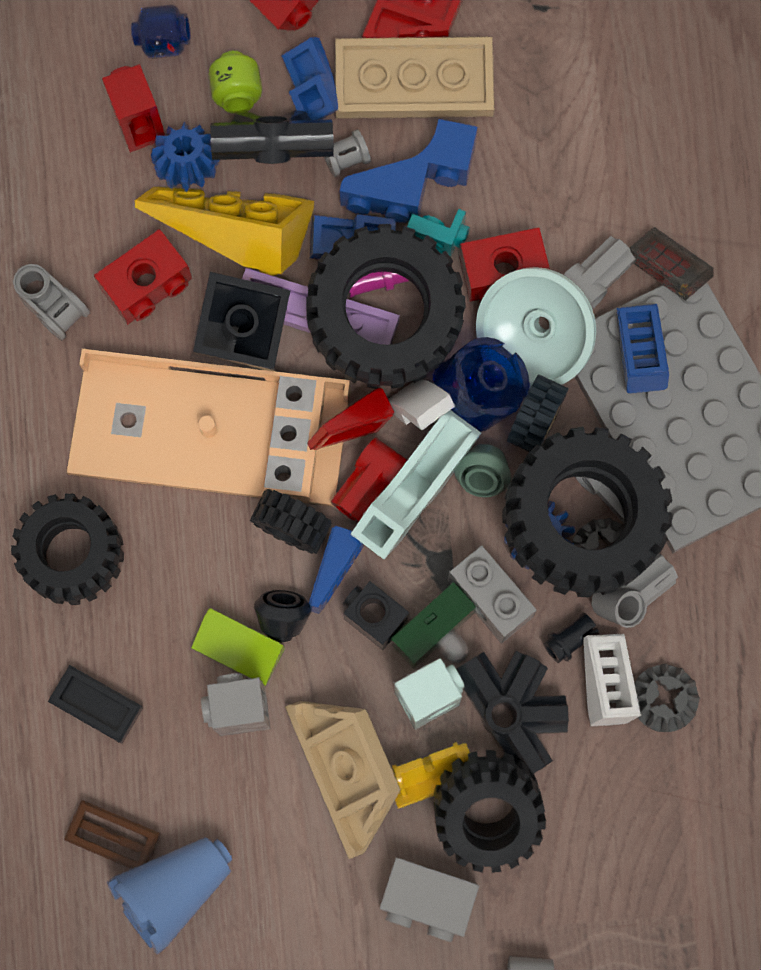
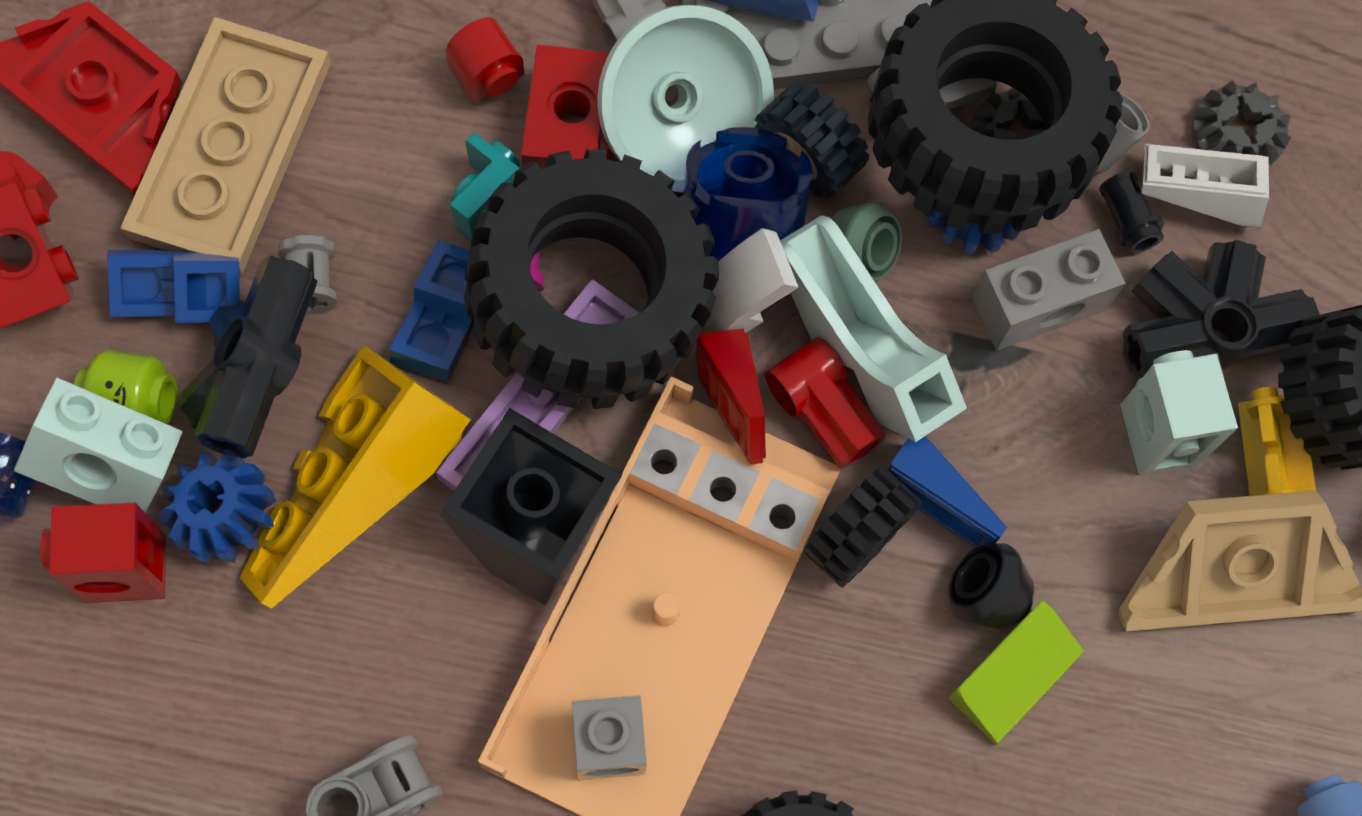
camera: 80 degrees left, 5 degrees down
(116, 415) = (609, 737): none -> light grey brick
(151, 256) = (368, 599): red brick -> none
(191, 78) = (97, 448): none -> light aqua brick
(236, 705) = (1126, 689): light grey brick -> none
(380, 632) = (1047, 439): black brick -> none
(400, 186) = (396, 210): blue arch -> none
(437, 629) = (1072, 381): dark green piece -> none
(523, 203) = (484, 59): none -> red plate

